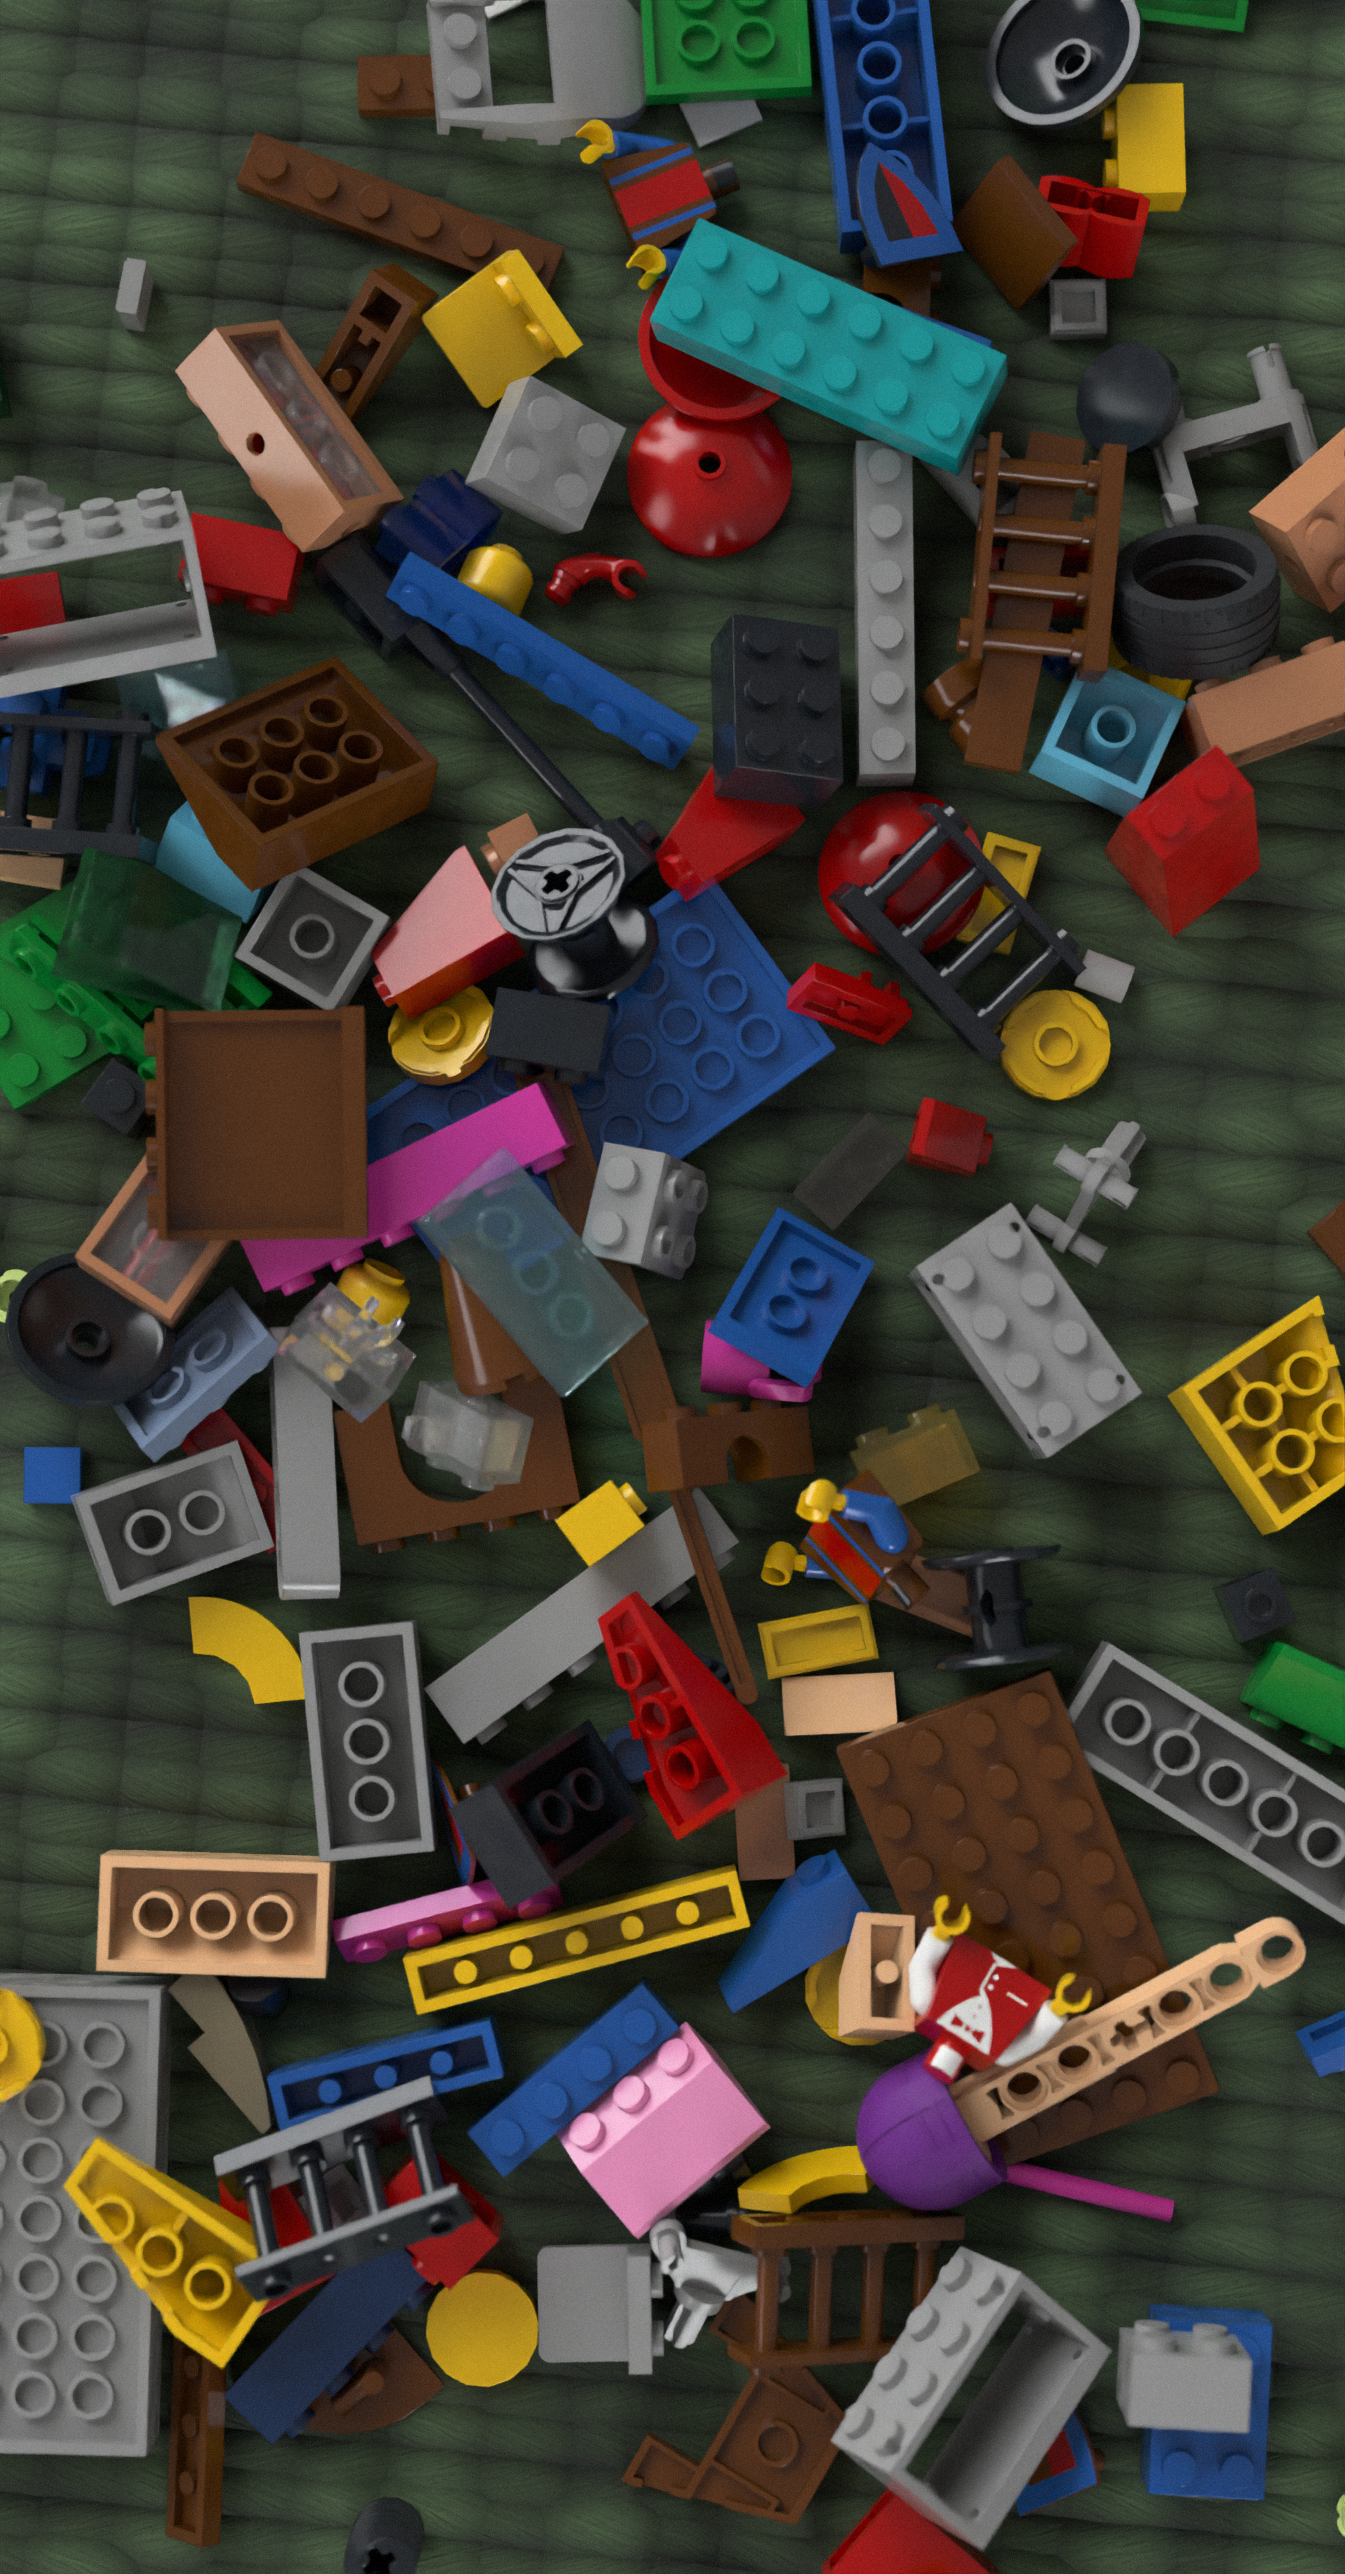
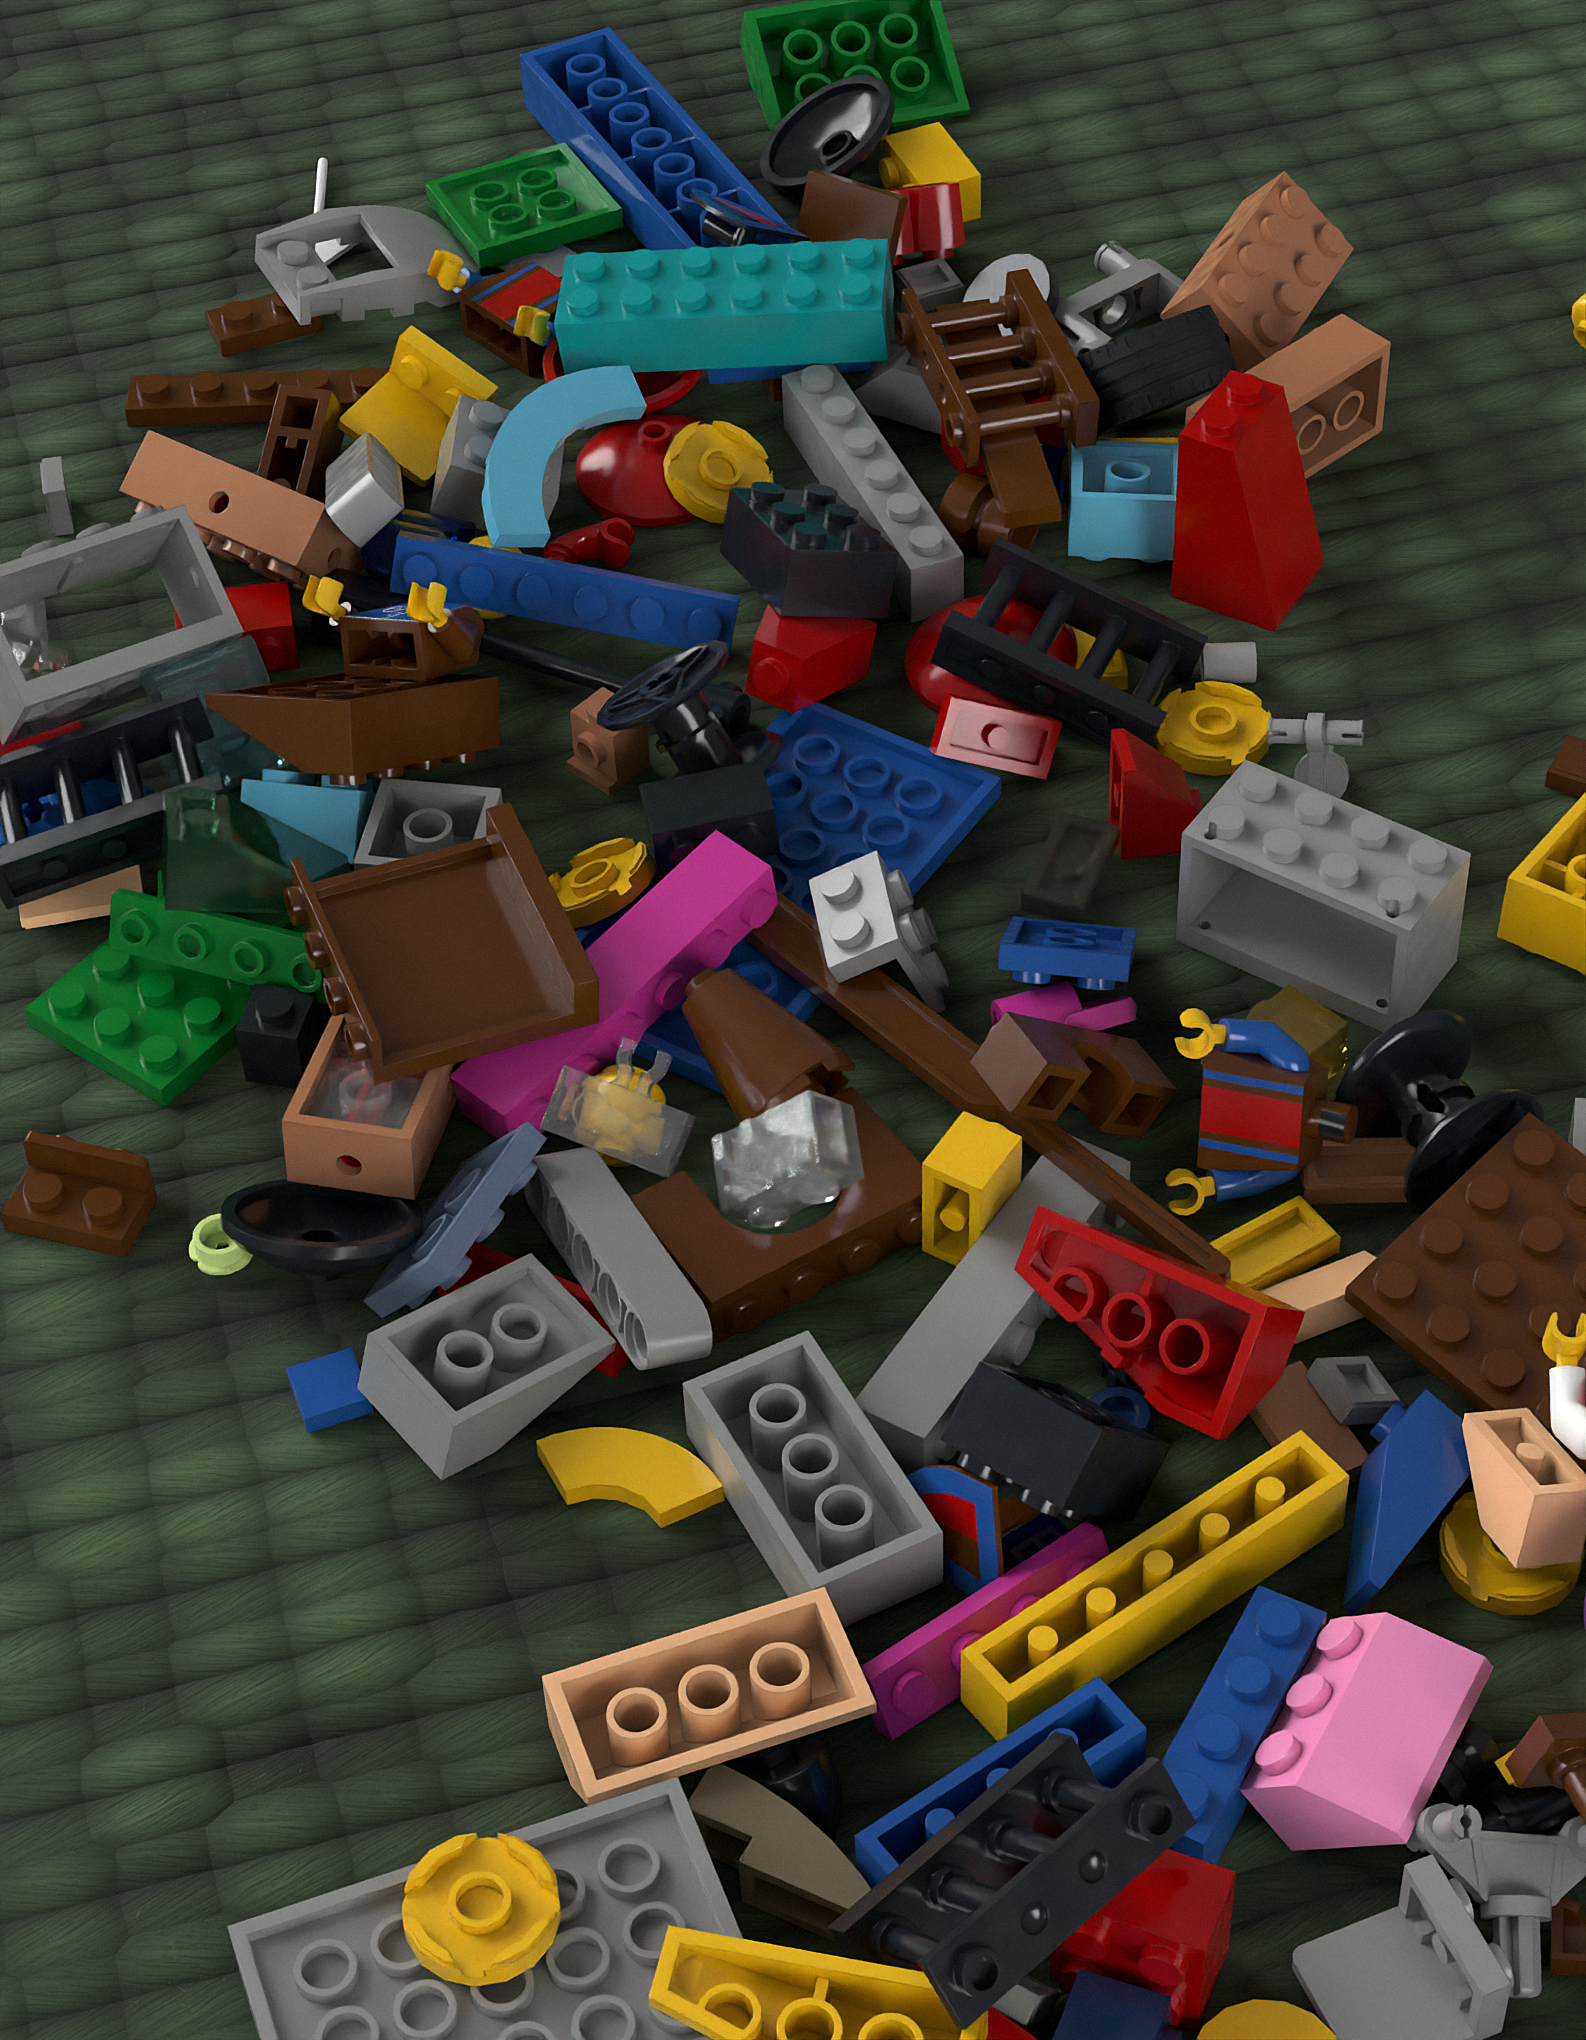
camera: 25 degrees left, 40 degrees down
(371, 685) = (401, 640): none -> reddish brown torso
(399, 466) = (363, 489): none -> light grey beam
(443, 940) = (575, 801): slope -> none
(532, 1272) = (789, 974): clear light blue tile -> none
(575, 464) = (533, 433): none -> medium azure tile
(753, 528) = (710, 460): none -> yellow tile

